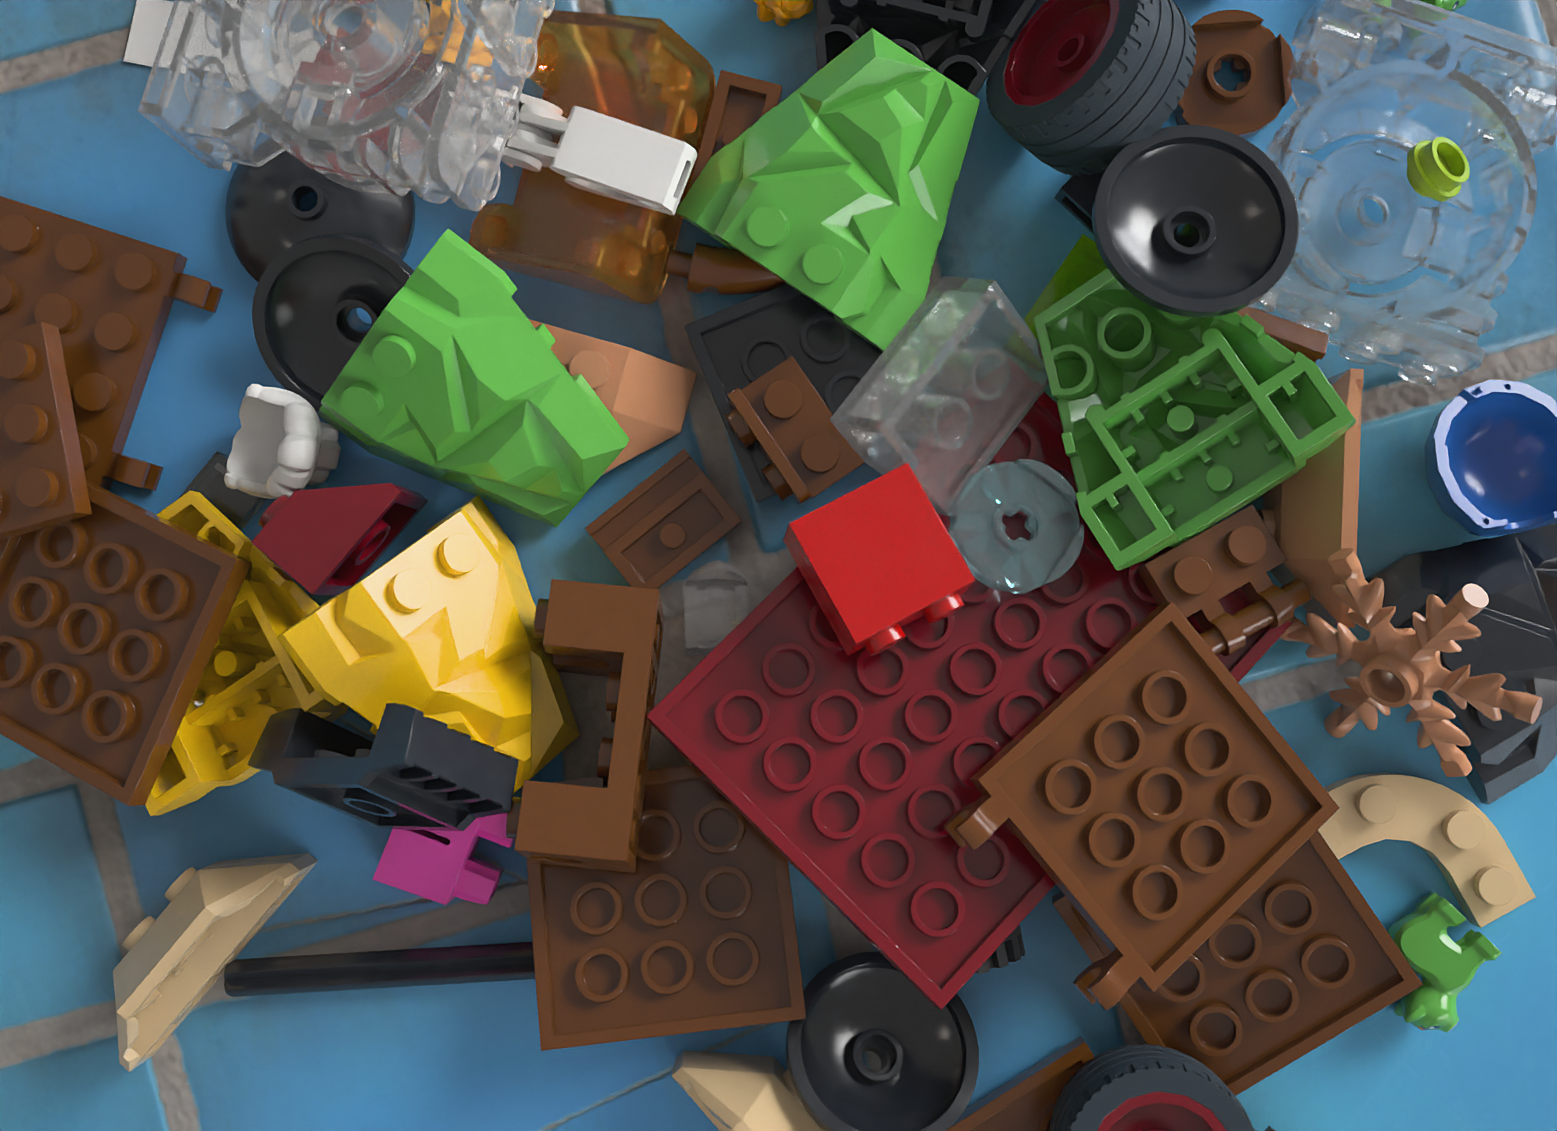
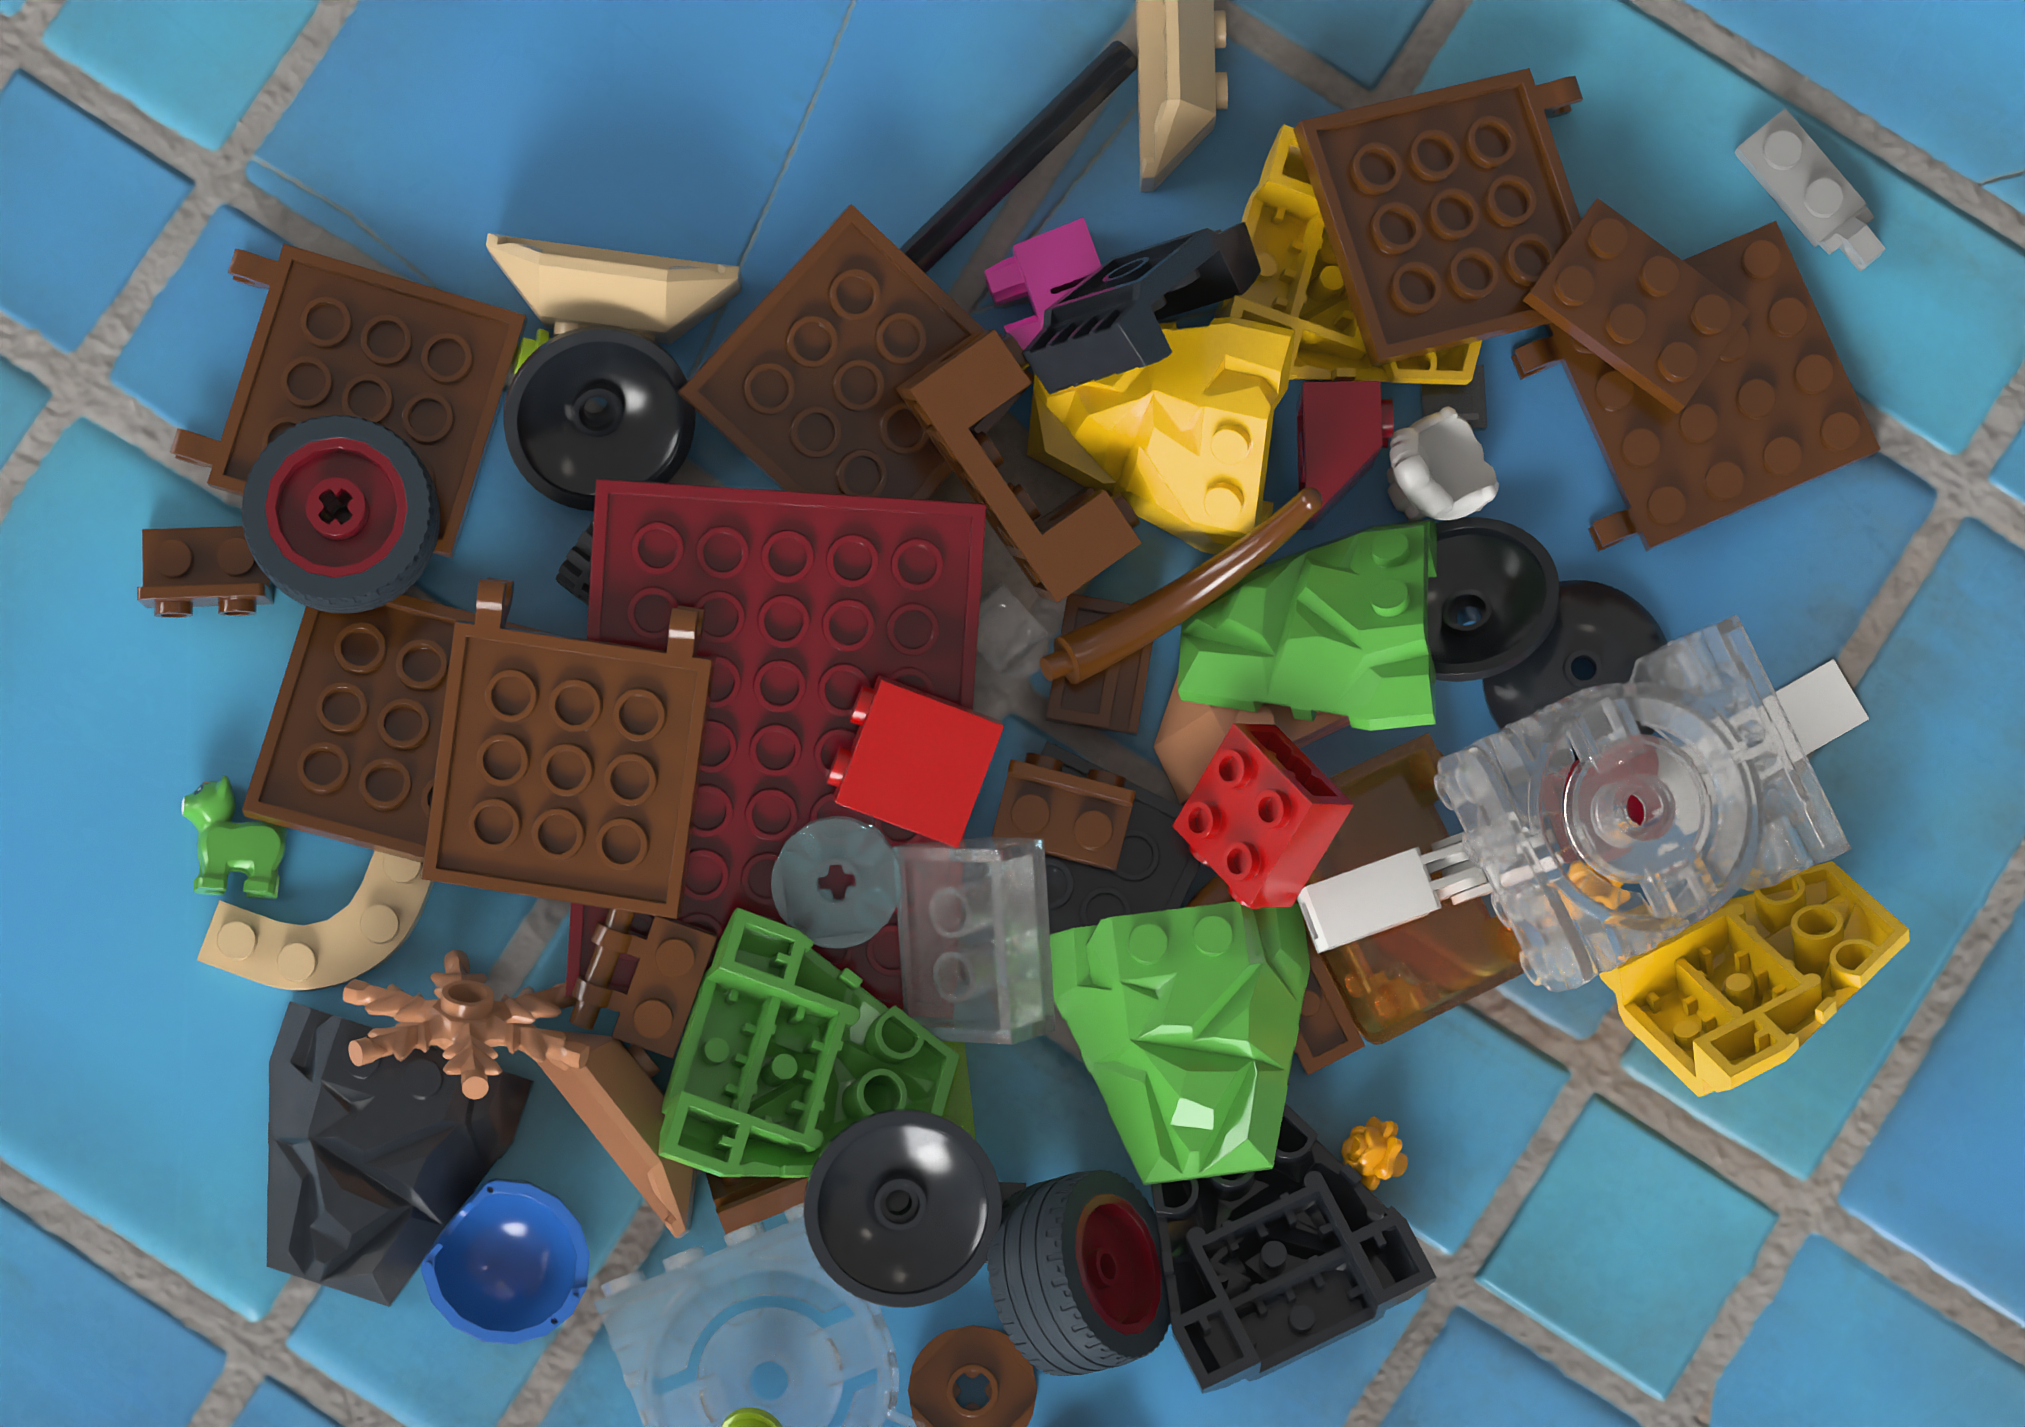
camera: 140 degrees right, 5 degrees down
(619, 528) = (1123, 632): none -> reddish brown animal
(647, 284) = (1262, 816): none -> red brick

